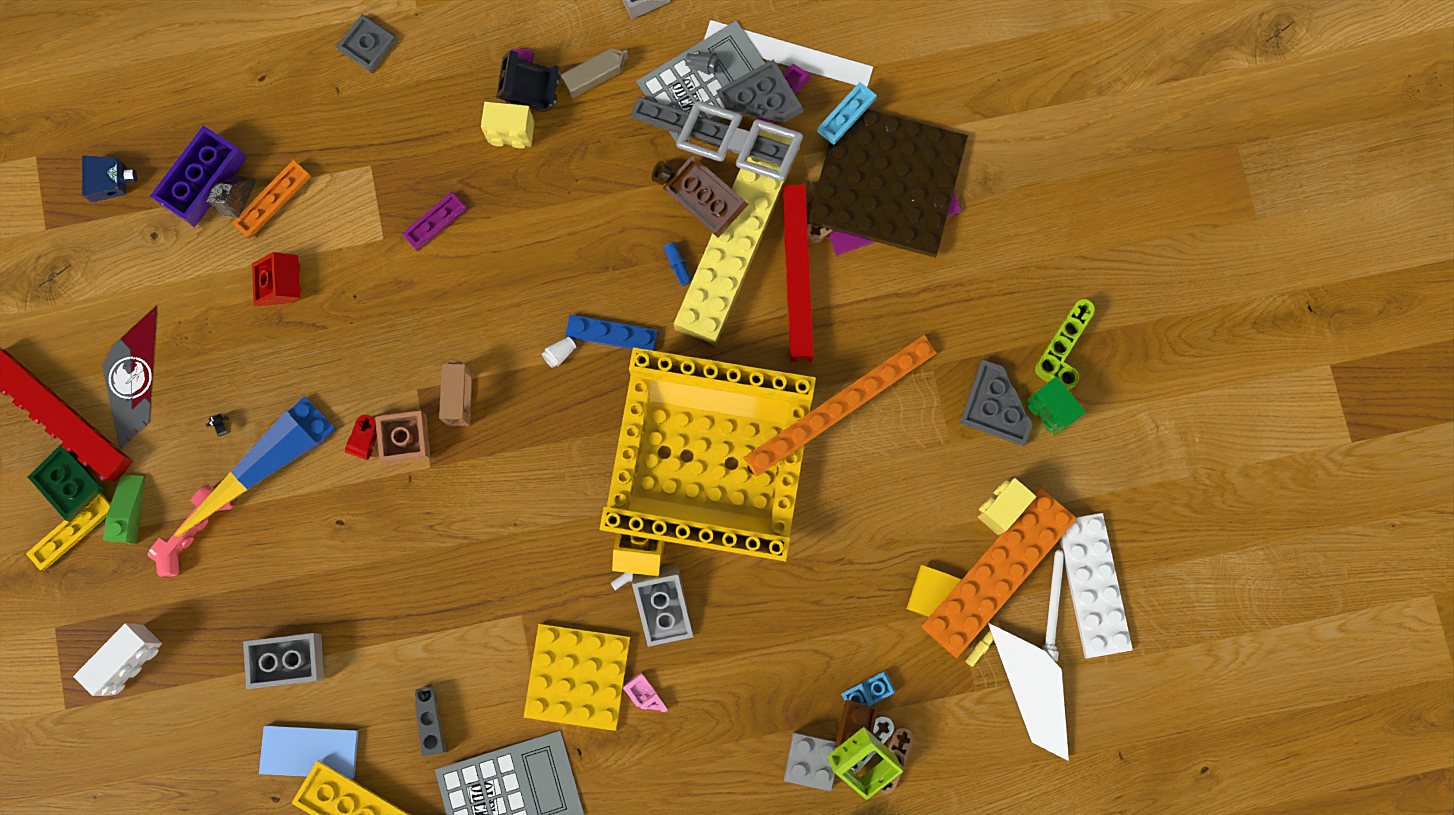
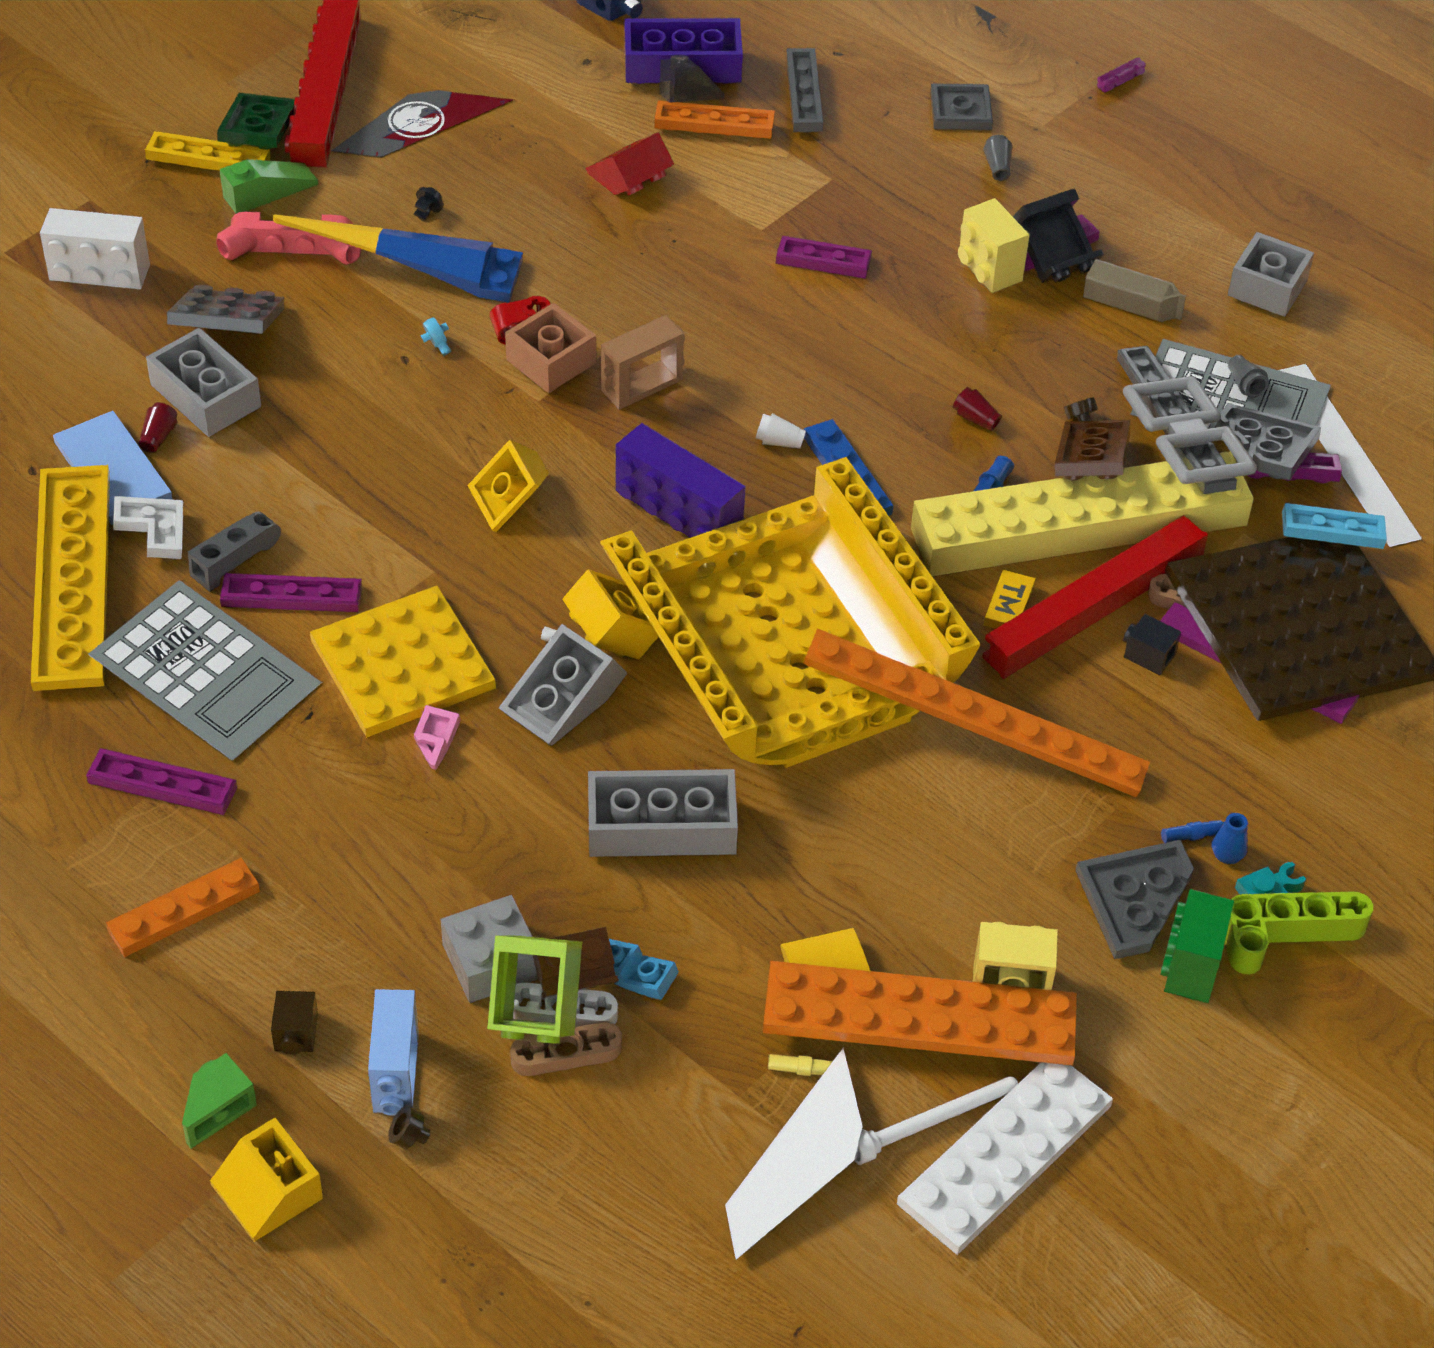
camera: 50 degrees right, 30 degrees down
(232, 611) = (226, 309): none -> dark grey plate
(284, 126) = (804, 90): none -> dark grey plate
(297, 708) = (158, 424): none -> dark red cone
(337, 494) = (436, 335): none -> medium azure piece
(374, 751) = (157, 517): none -> white plate
(429, 57) = (998, 154): none -> dark grey cone
(482, 707) = (291, 592): none -> magenta tile
(493, 533) = (507, 482): none -> yellow slope
(569, 444) = (676, 484): none -> dark purple brick
(619, 229) = (975, 408): none -> dark red cone
(766, 319) = (1009, 598): none -> yellow tile
(788, 613) = (662, 812): none -> light grey brick
(849, 270) = (1151, 644): none -> black brick
(975, 344) = (1191, 831): none -> blue piece
(997, 338) = (1231, 840): none -> blue cone
(1033, 338) = (1266, 882): none -> teal plate

